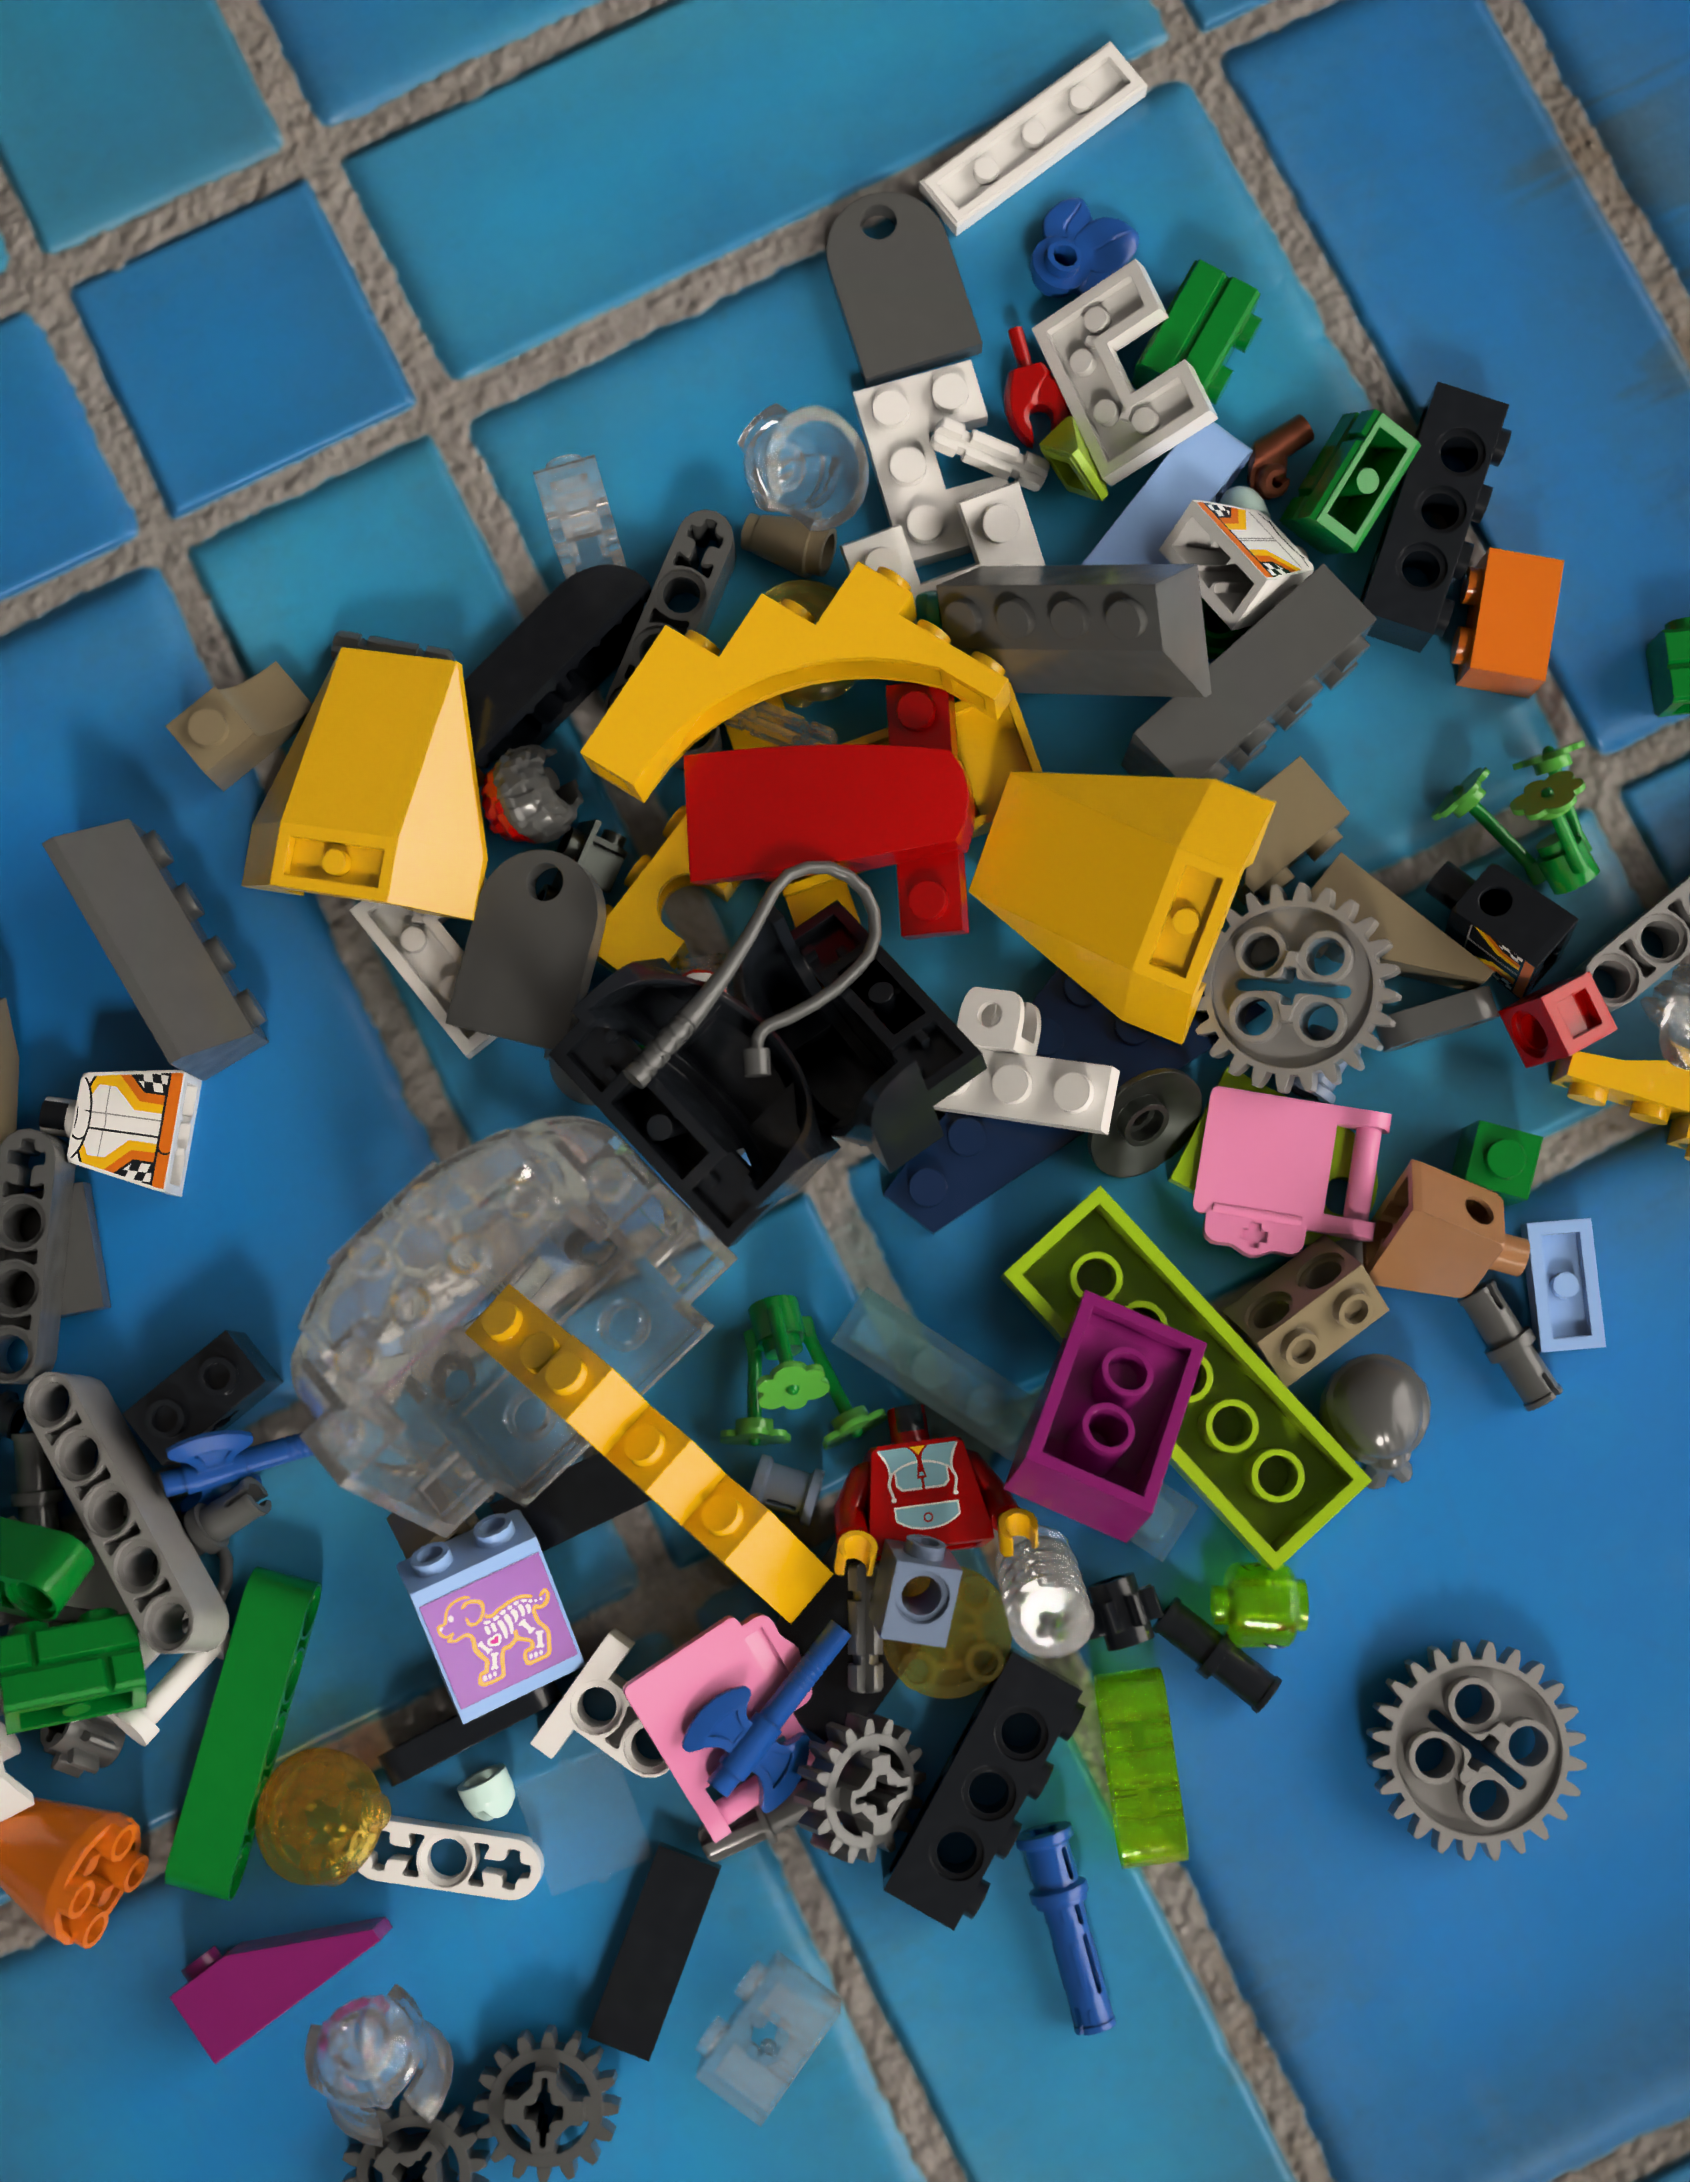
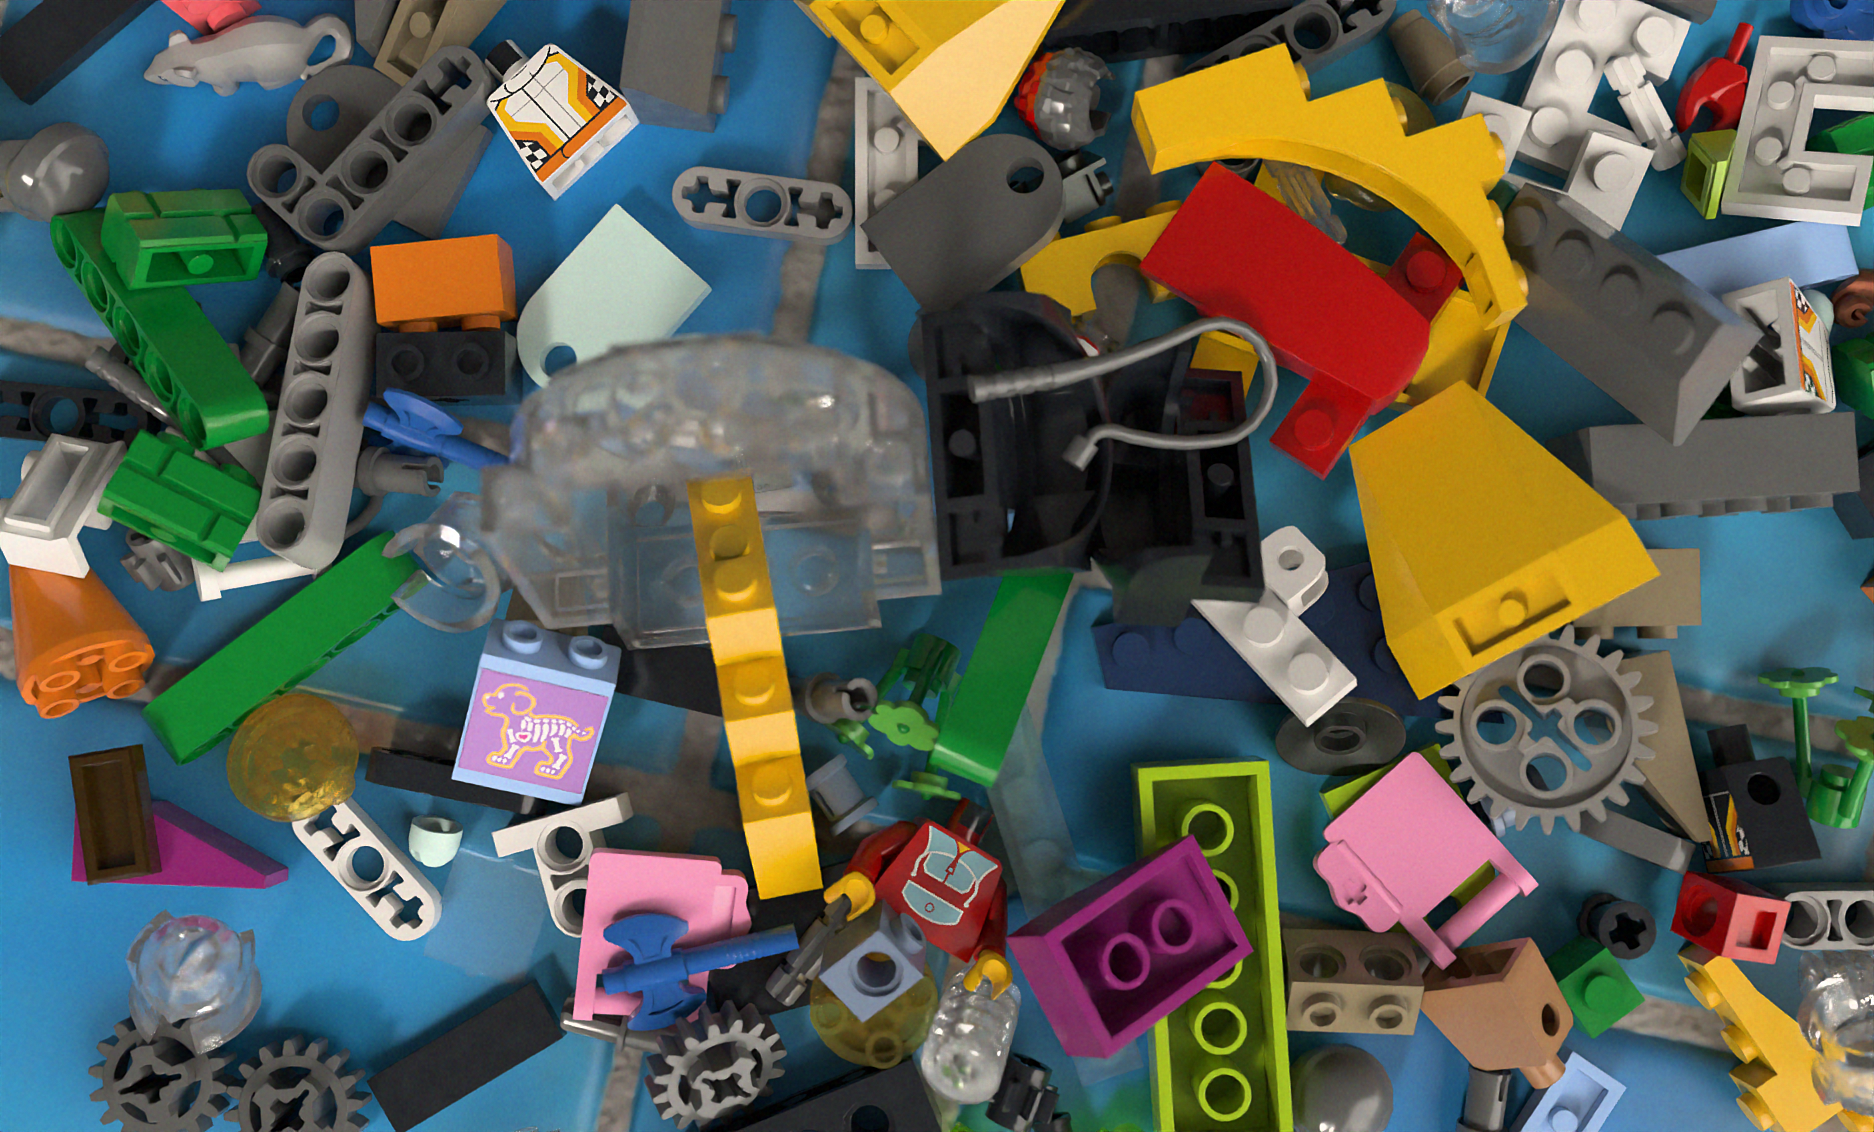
camera: 35 degrees right, 5 degrees up
(145, 1333) = (445, 284): none -> orange brick
(209, 1977) = (115, 814): none -> dark brown tile
(280, 1237) = (608, 292): none -> light aqua tile
(321, 1105) = (716, 214): none -> light grey beam
(337, 1535) = (460, 558): none -> clear helmet
(716, 1413) = (827, 697): none -> dark grey pin
(835, 1286) = (1000, 676): none -> green beam
(1499, 1094) = (1633, 936): none -> black bush

